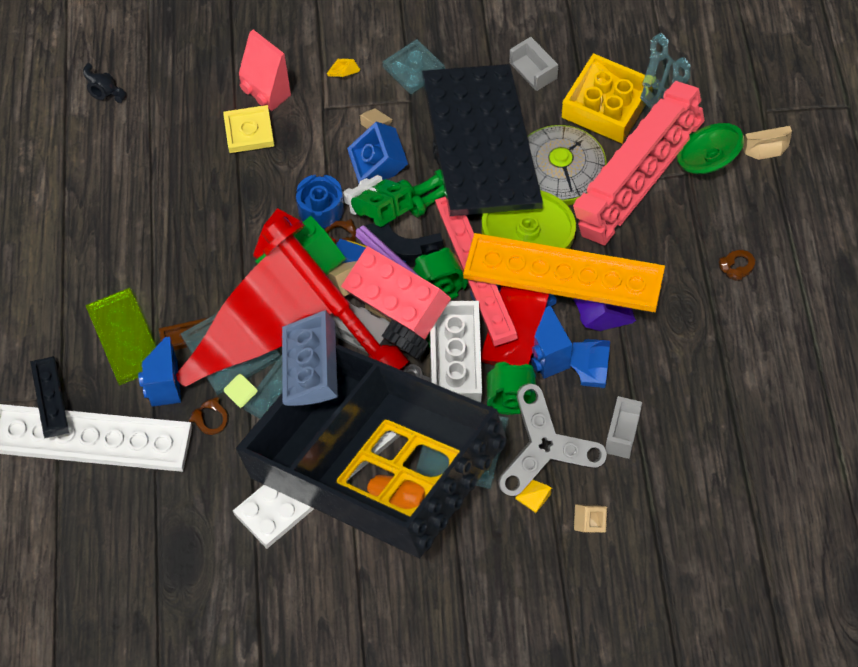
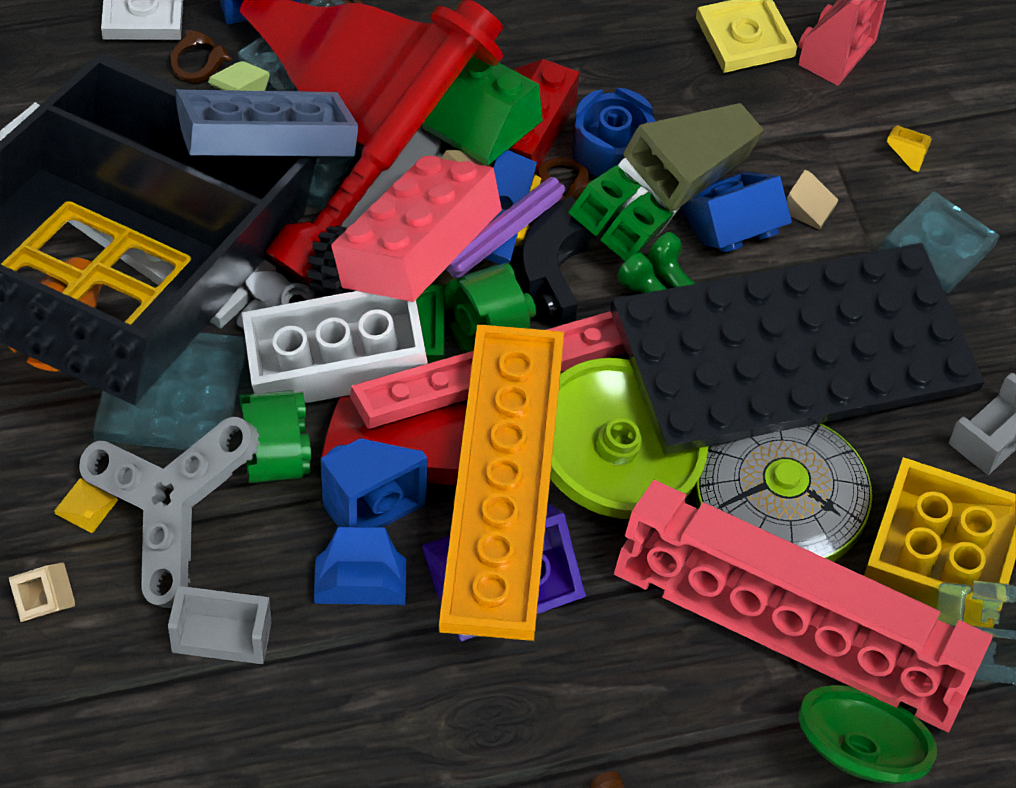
camera: 75 degrees right, 5 degrees down
(348, 160) = (692, 151): none -> olive slope

